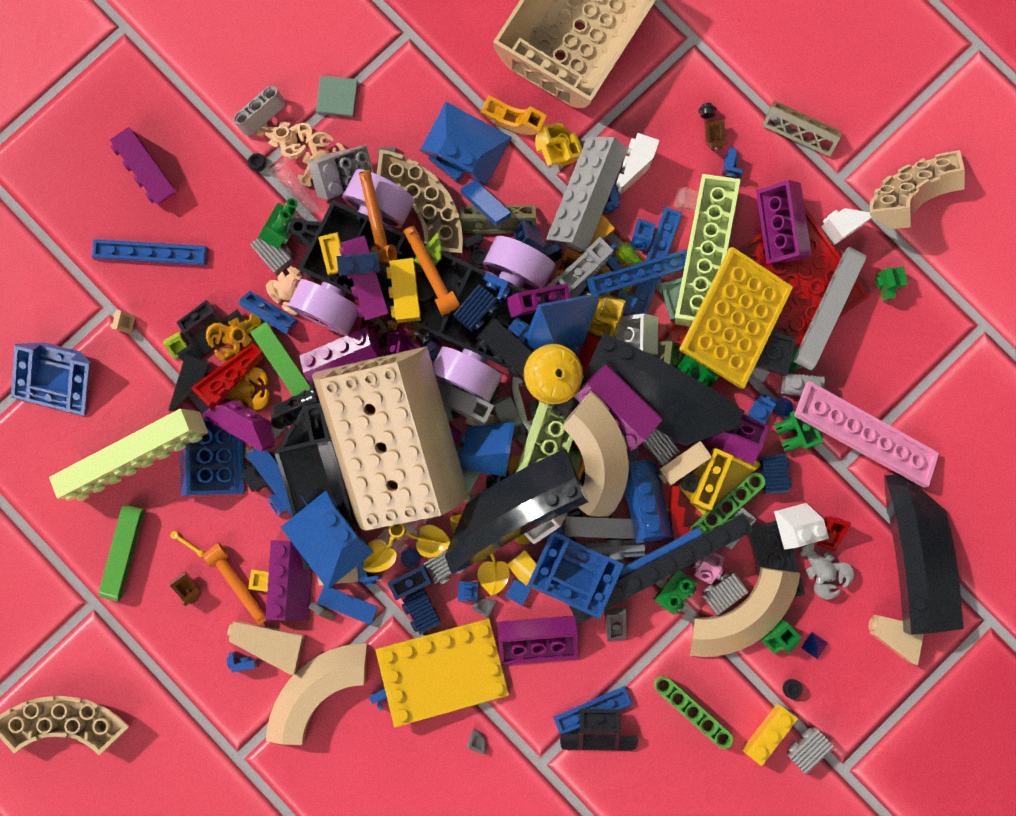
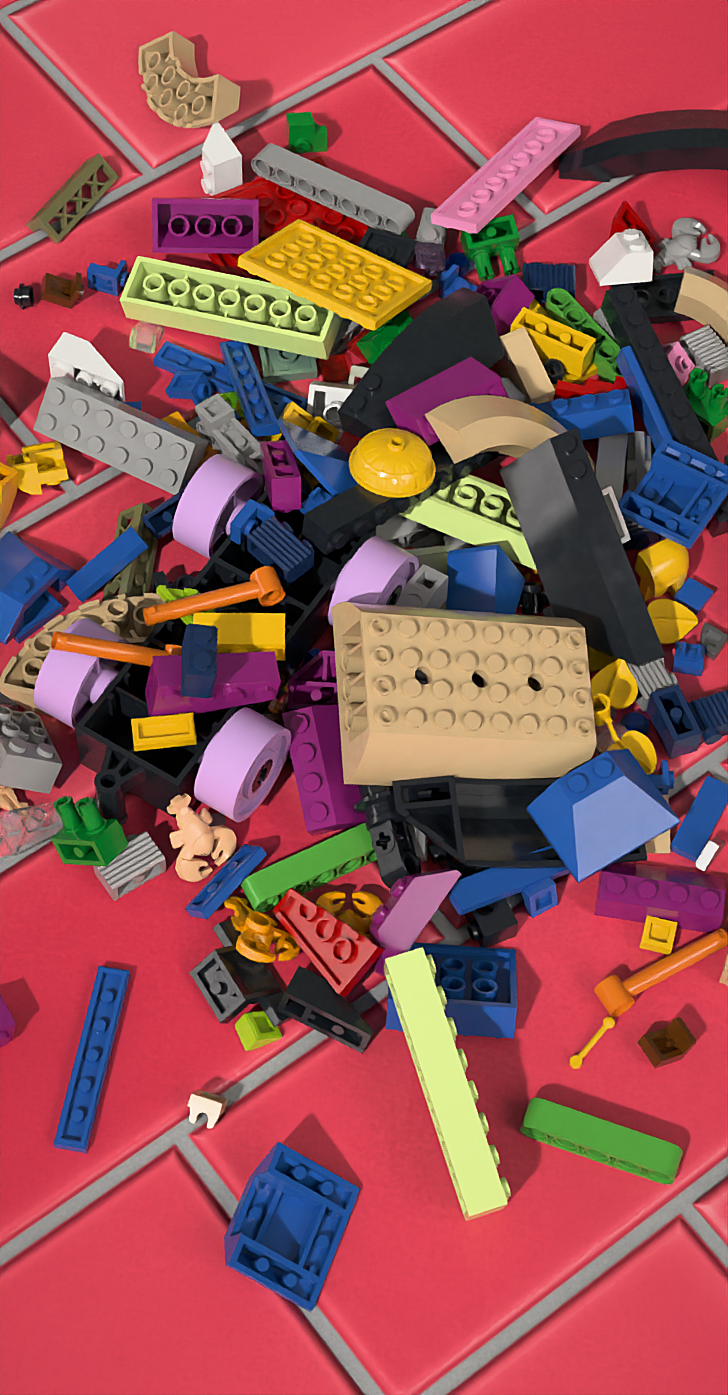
camera: 85 degrees left, 25 degrees down
(778, 386) = (431, 258): none -> clear purple plate

